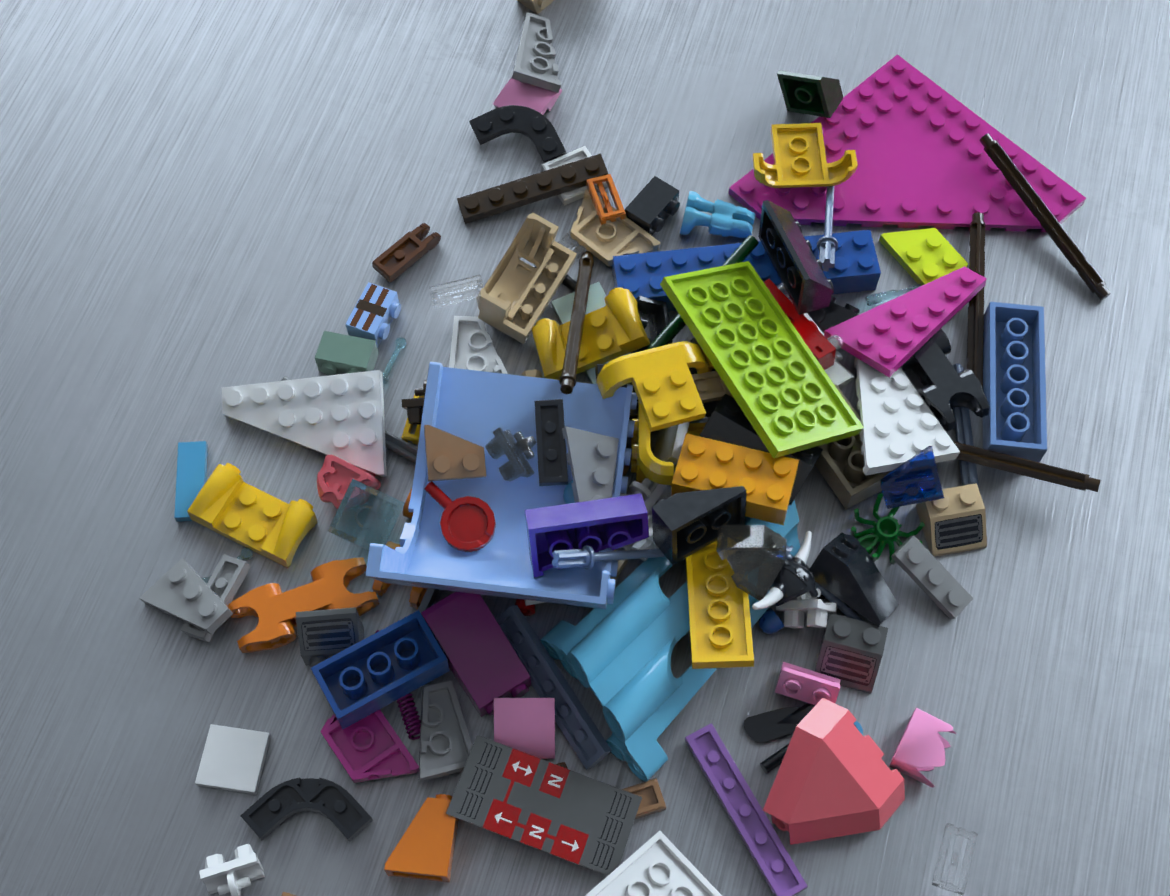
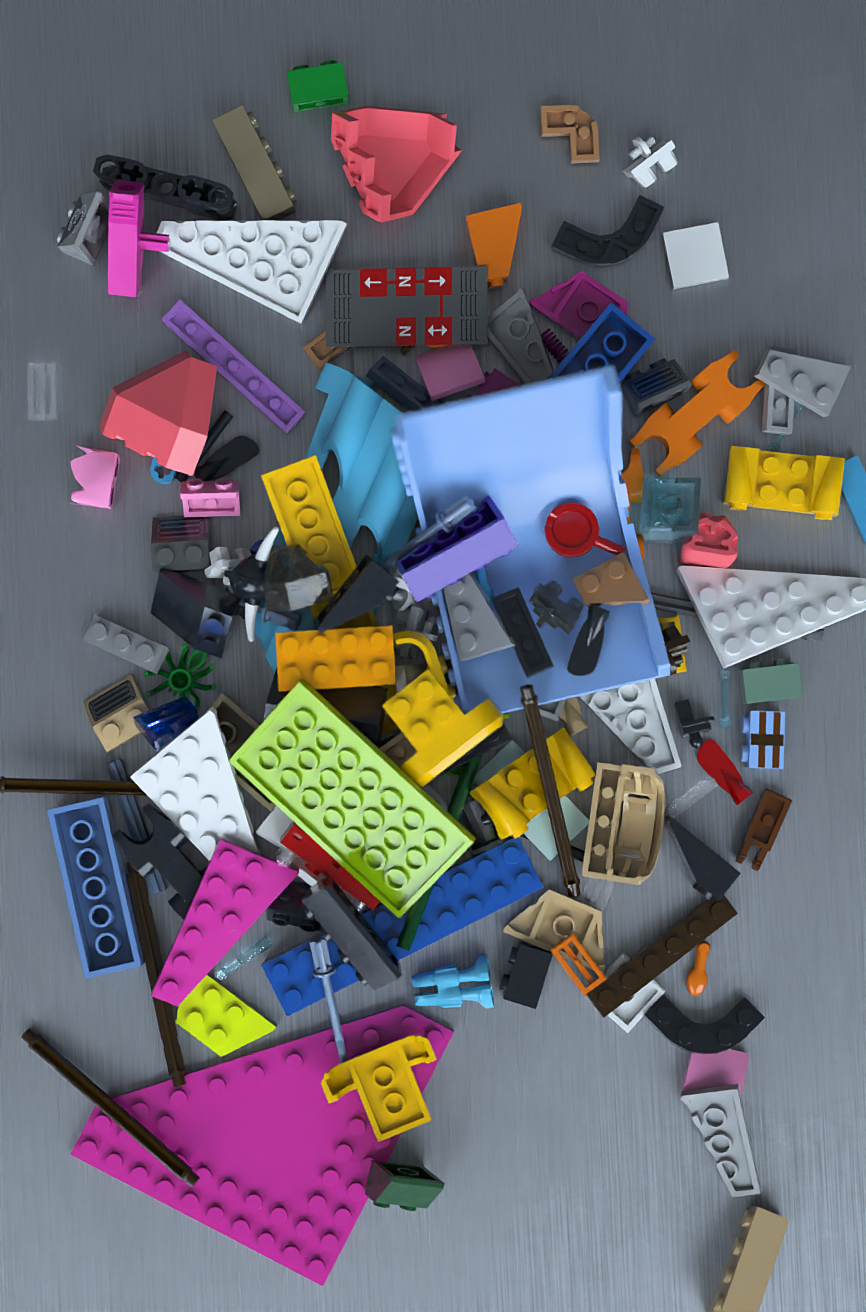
camera: 160 degrees right, 25 degrees up
(420, 305) = (722, 769): none -> red piece
(429, 343) = (690, 727): none -> black piece
(466, 232) = (705, 867): none -> black slope
(493, 414) = (588, 643): none -> black piece
(510, 168) = (697, 976): none -> orange piece

